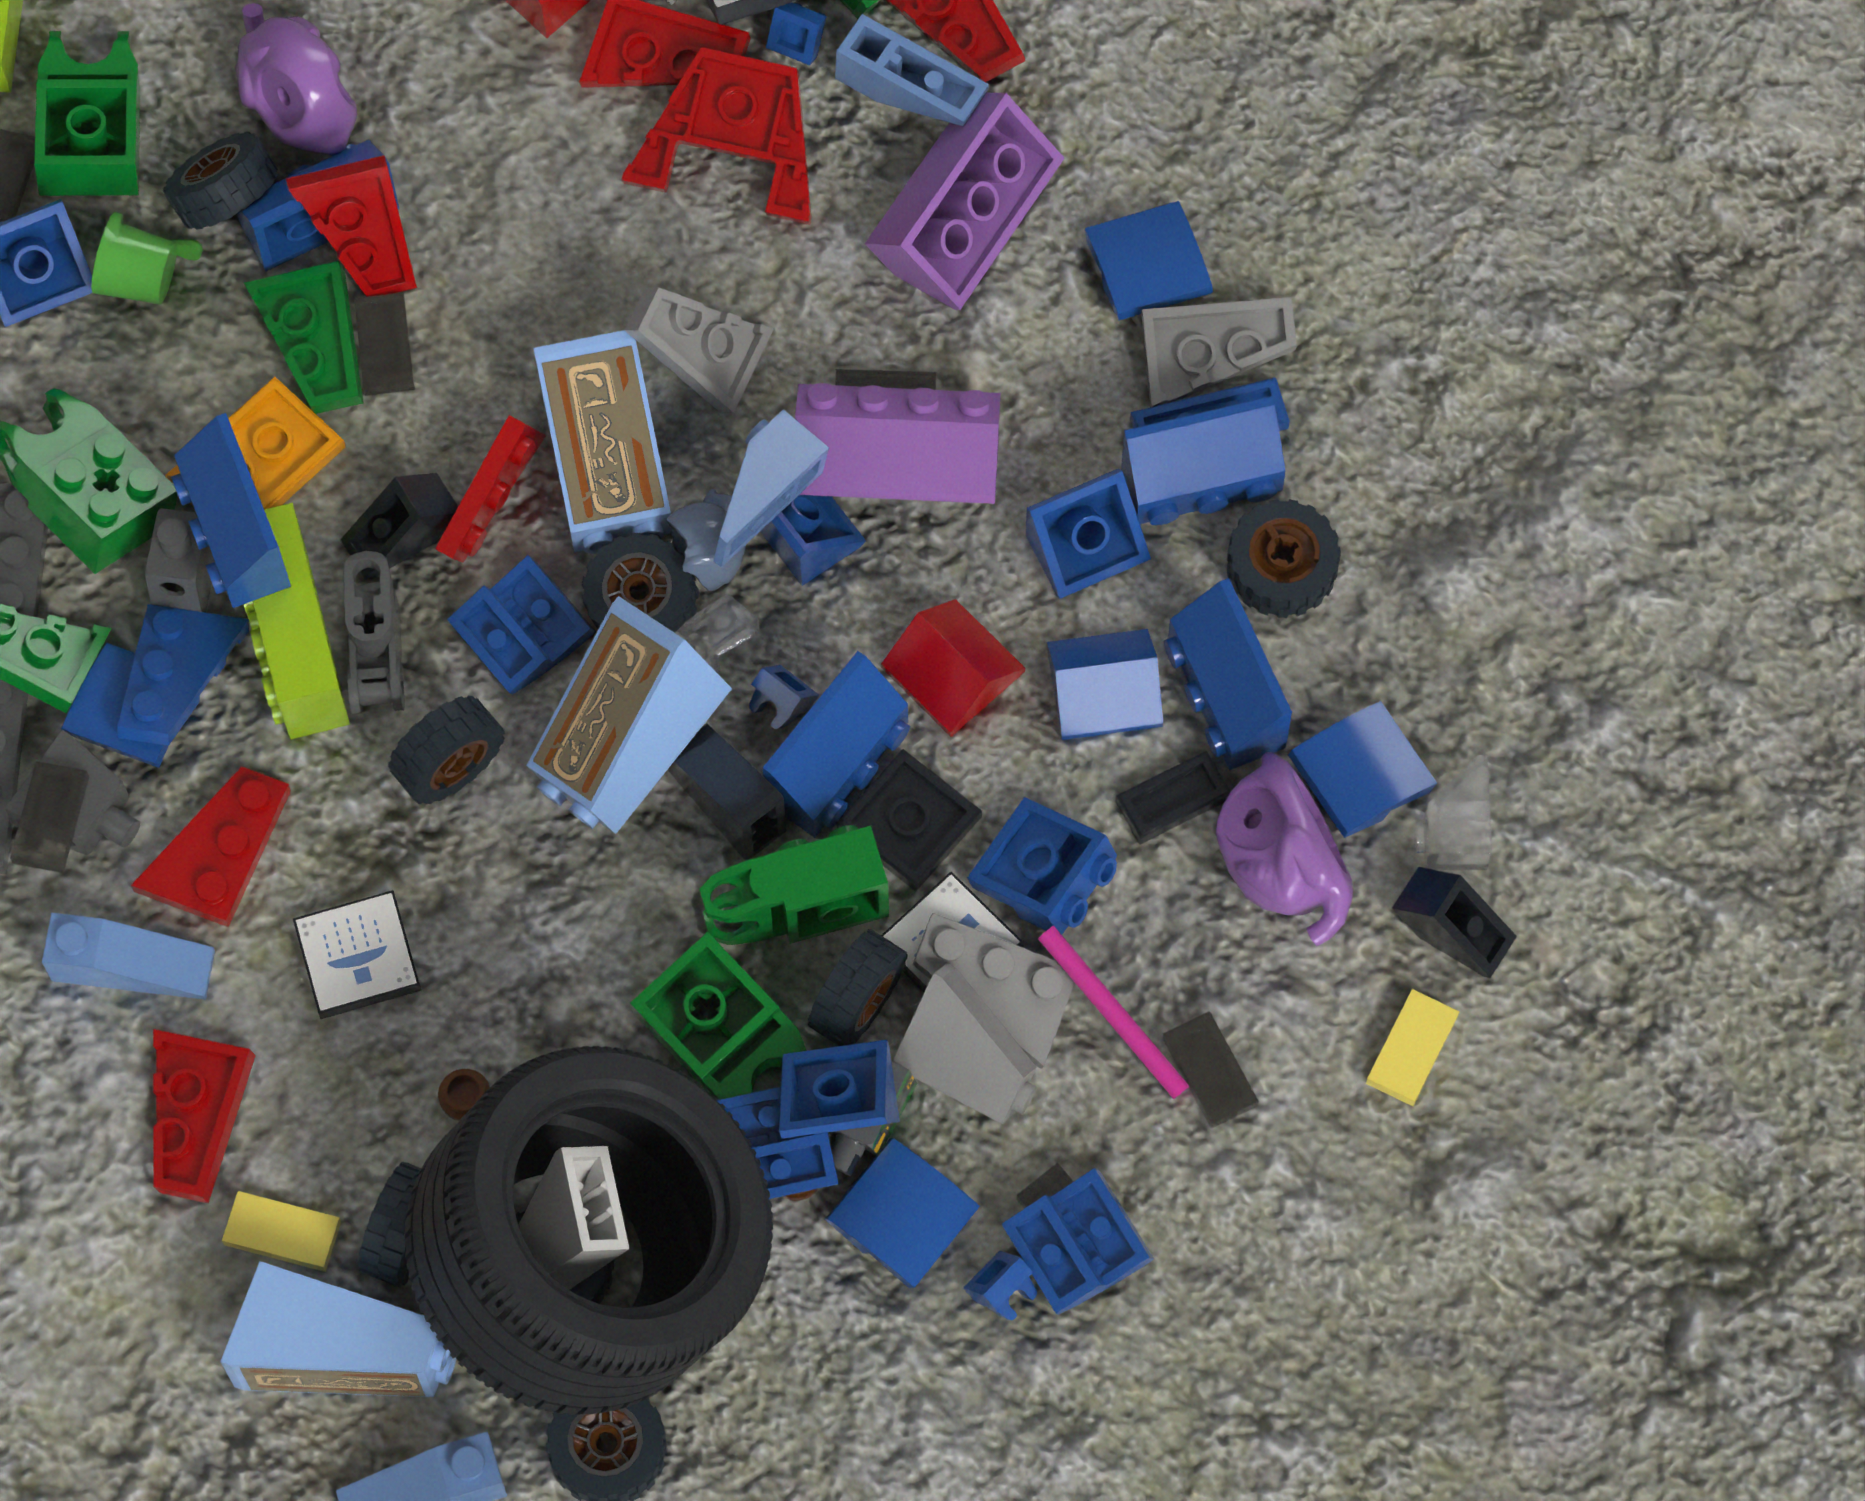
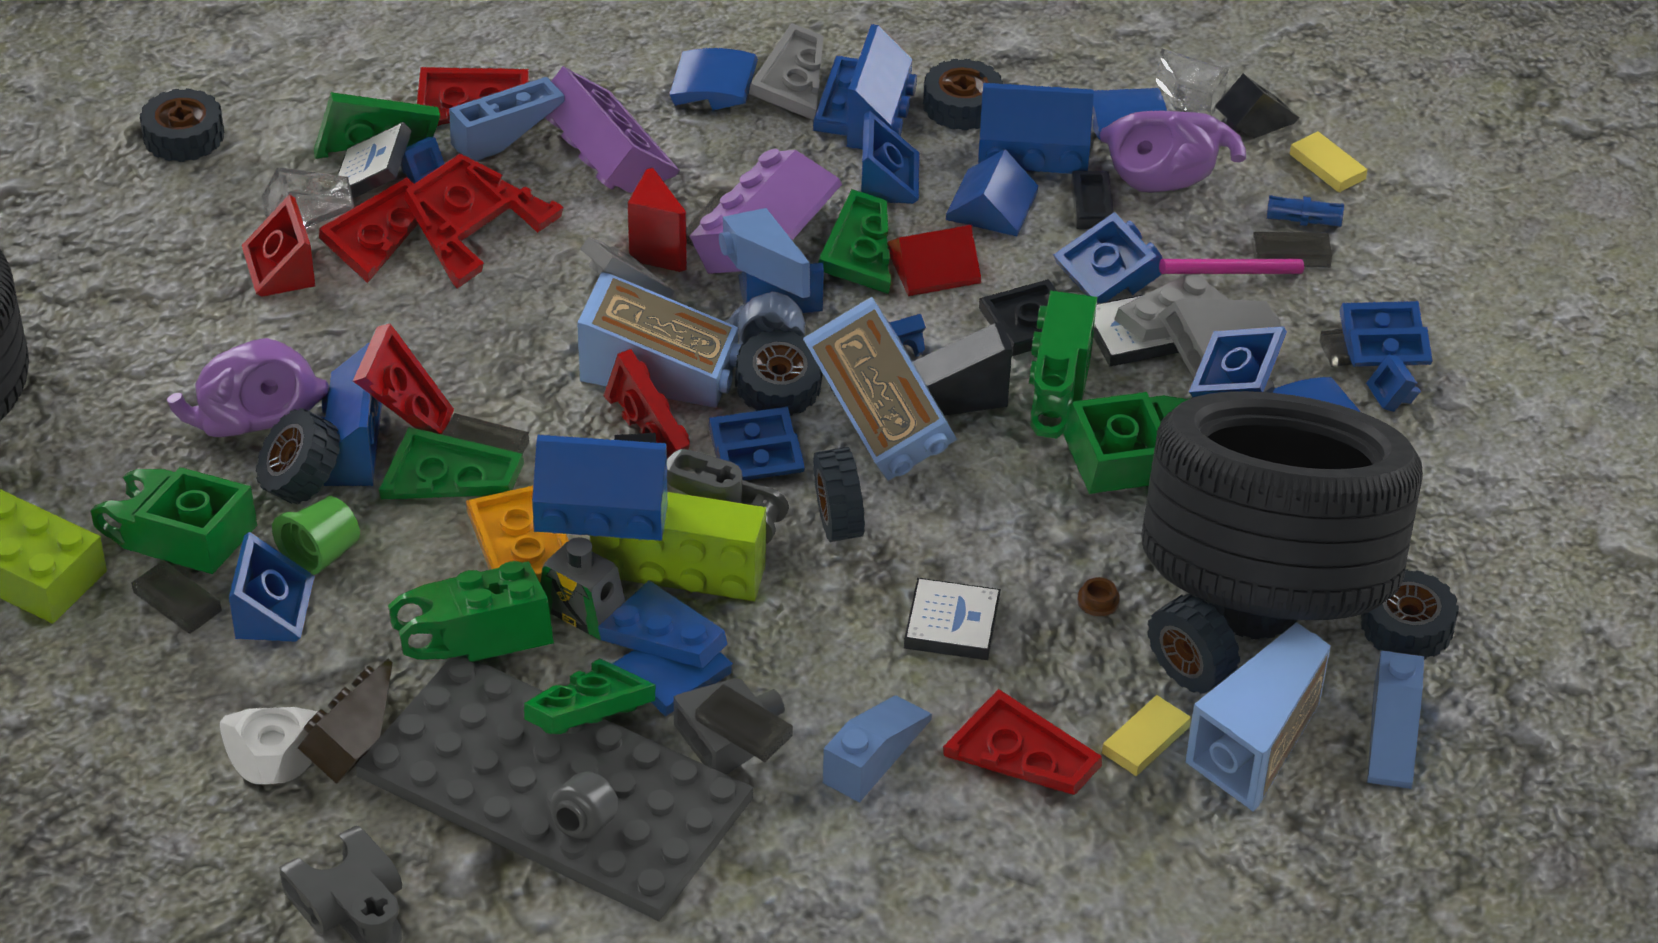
camera: 65 degrees left, 25 degrees down
(218, 850) = (821, 666): red wing -> none
(808, 332) = (657, 225): none -> red slope
(838, 745) = (951, 302): blue slope -> none
(857, 988) = (1151, 357): black wheel -> none
(929, 568) = (858, 243): none -> green wing
(1289, 1057) = (1305, 211): none -> blue pin

